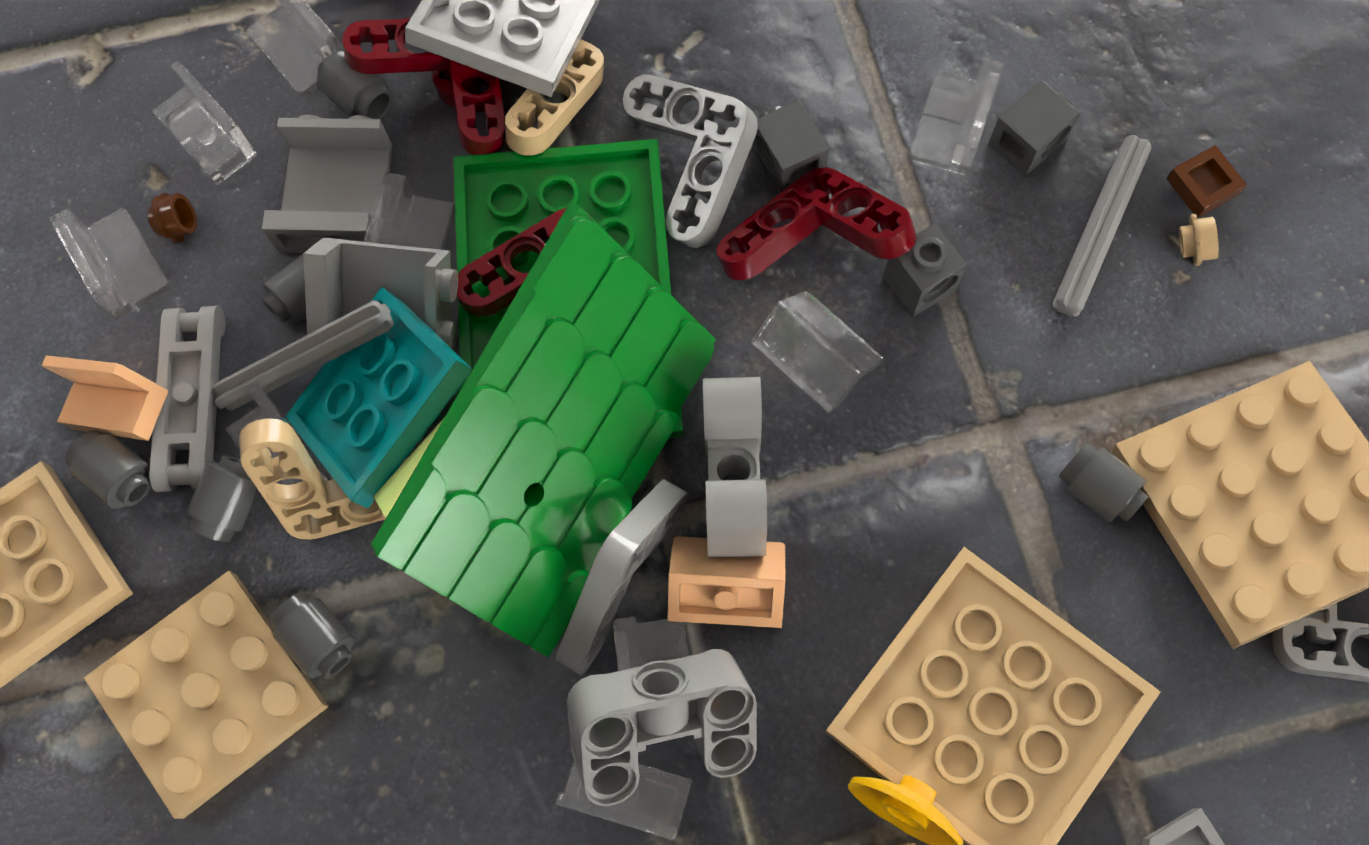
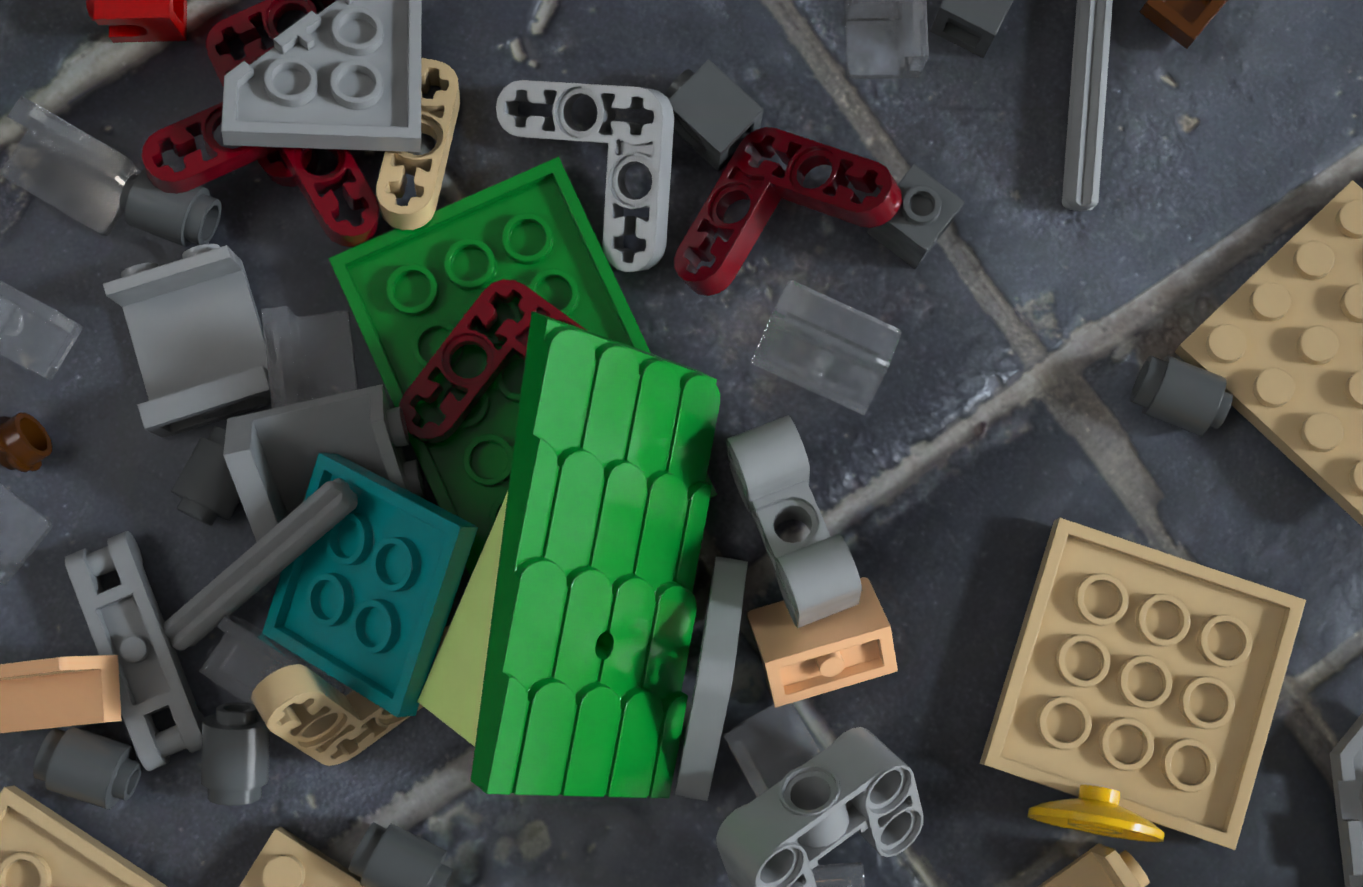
camera: 30 degrees left, 10 degrees up
(1199, 239) = (1197, 76): tan plate -> none

